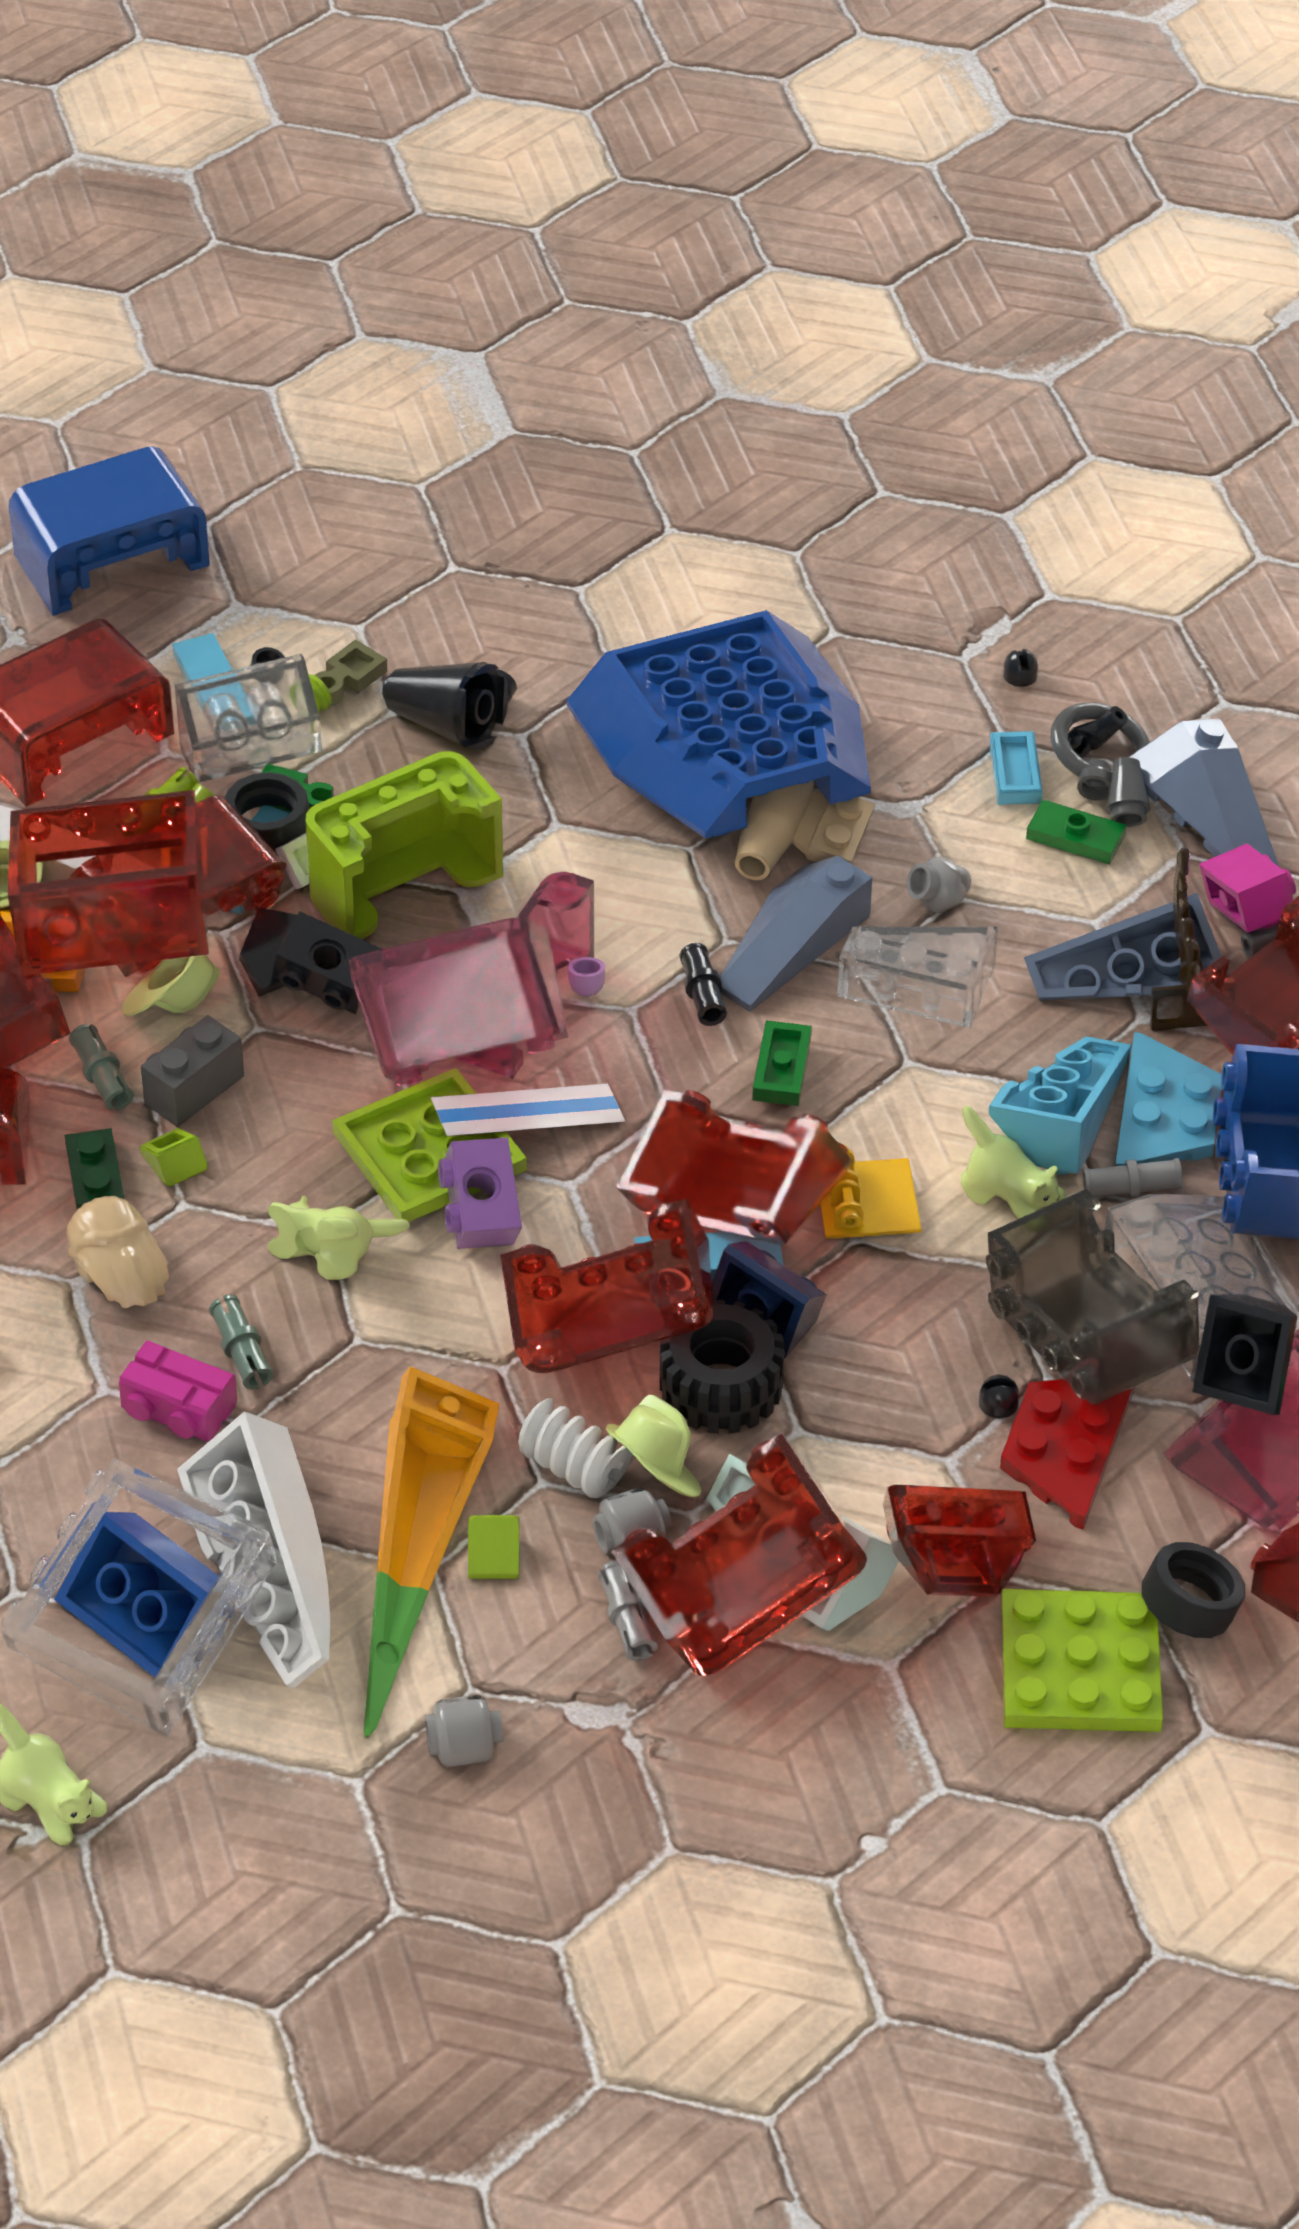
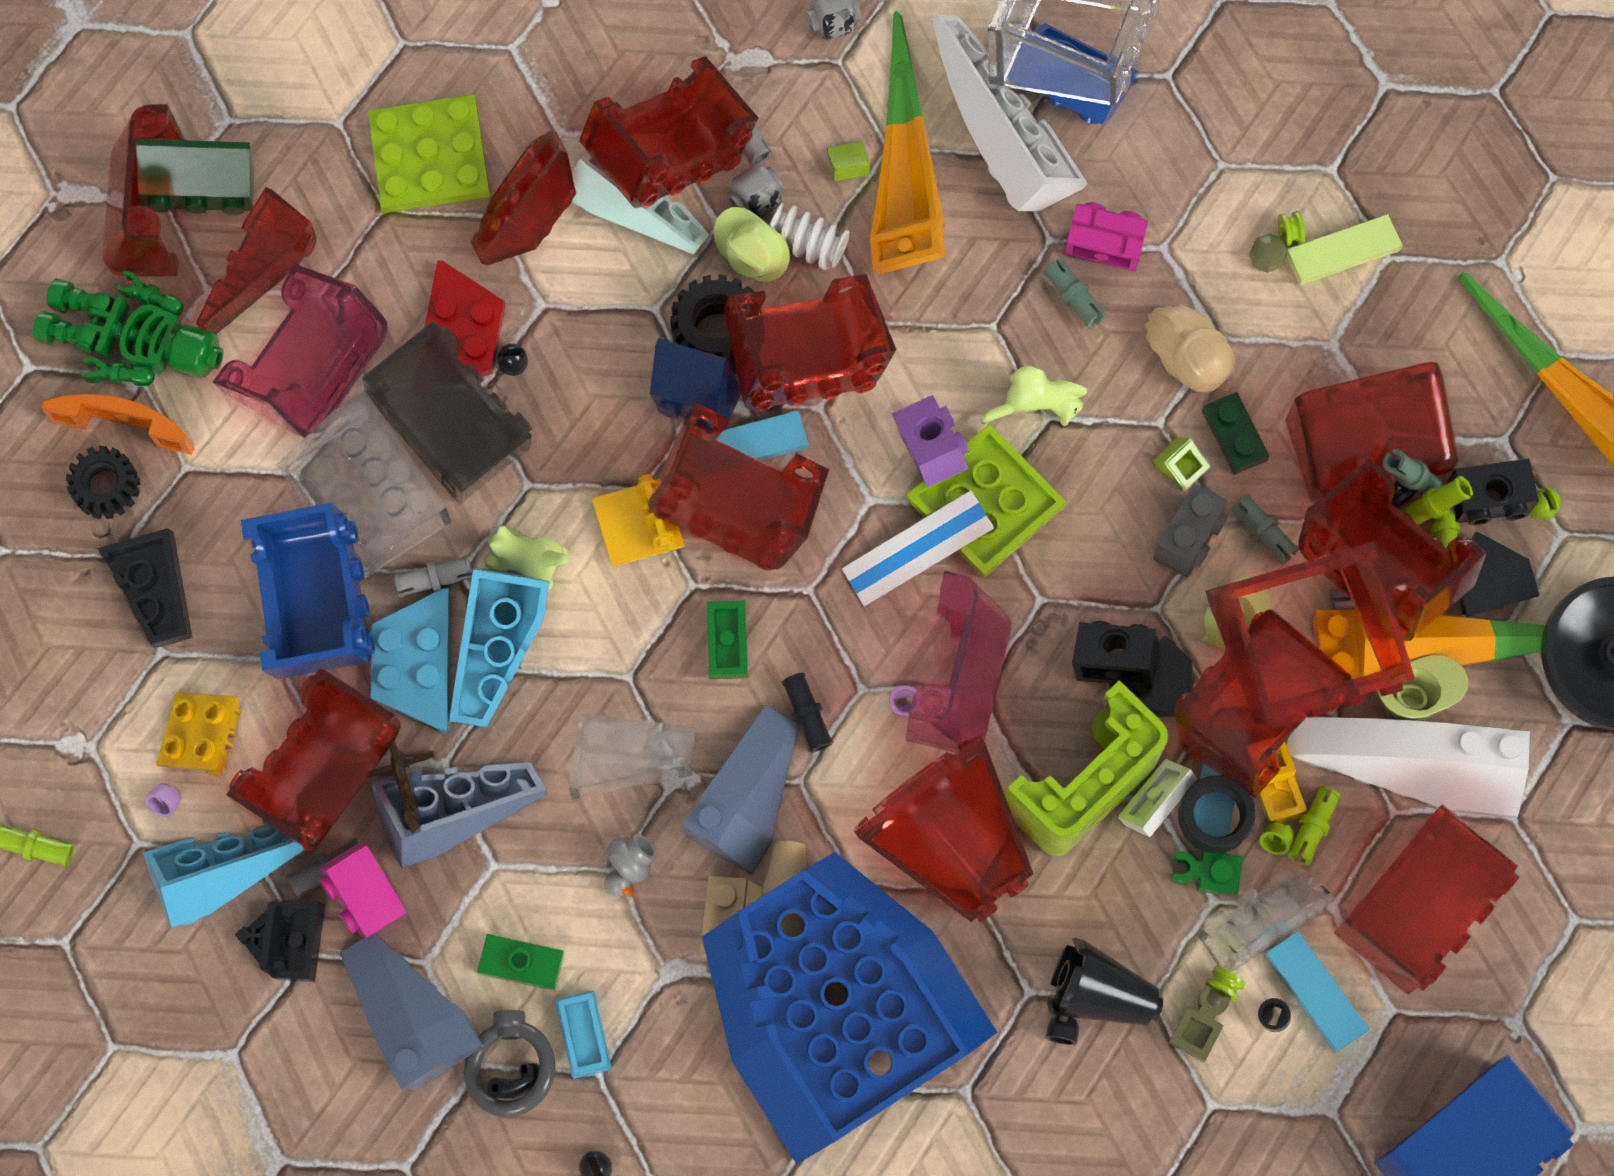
camera: 170 degrees right, 25 degrees up
(459, 996) = (952, 587): clear pink windscreen -> none
(587, 831) = (953, 832): none -> clear red cone
(1127, 793) = (478, 1000): dark grey cone -> none
(1183, 1610) = (329, 197): black tyre -> none
(1245, 1351) = (321, 368): black slope -> none

